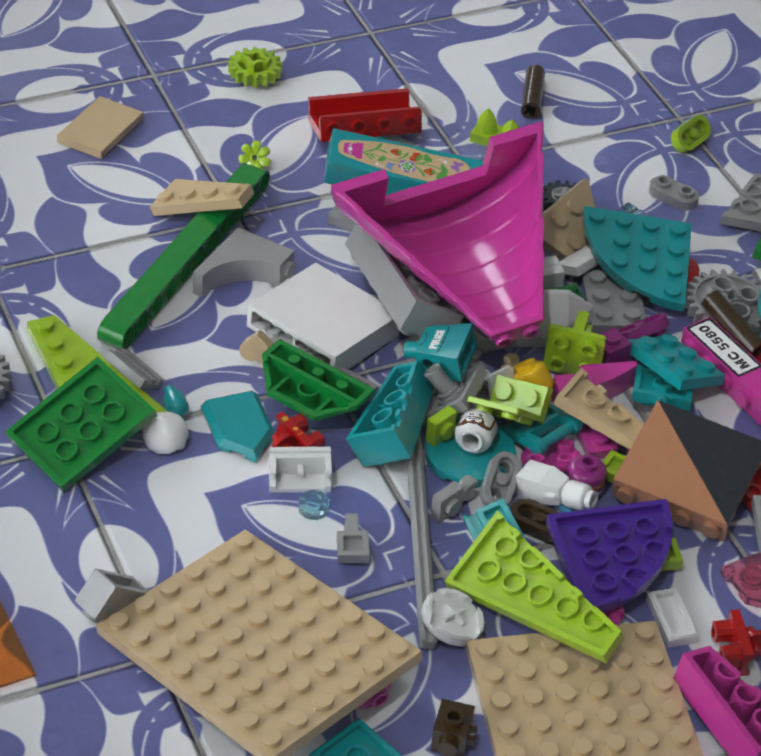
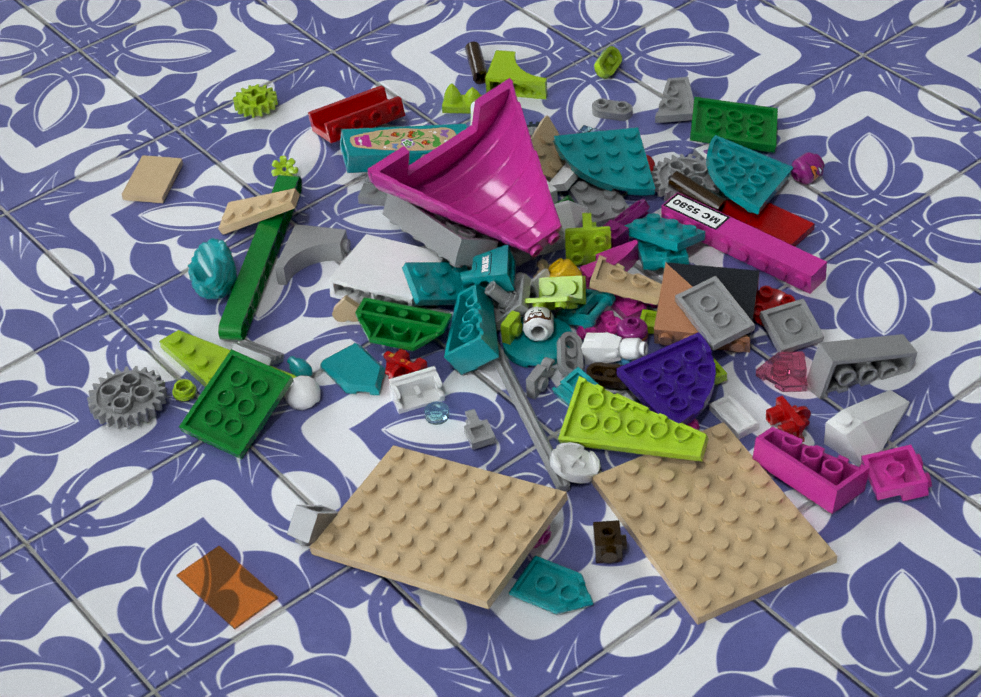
camera: 10 degrees left, 0 degrees up
(31, 389) = (184, 390): none -> lime plate
(120, 255) = (212, 270): none -> teal hair
(370, 344) = (434, 282): none -> teal plate
(565, 123) = (505, 67): none -> lime arch
(693, 481) = (714, 313): none -> light grey plate

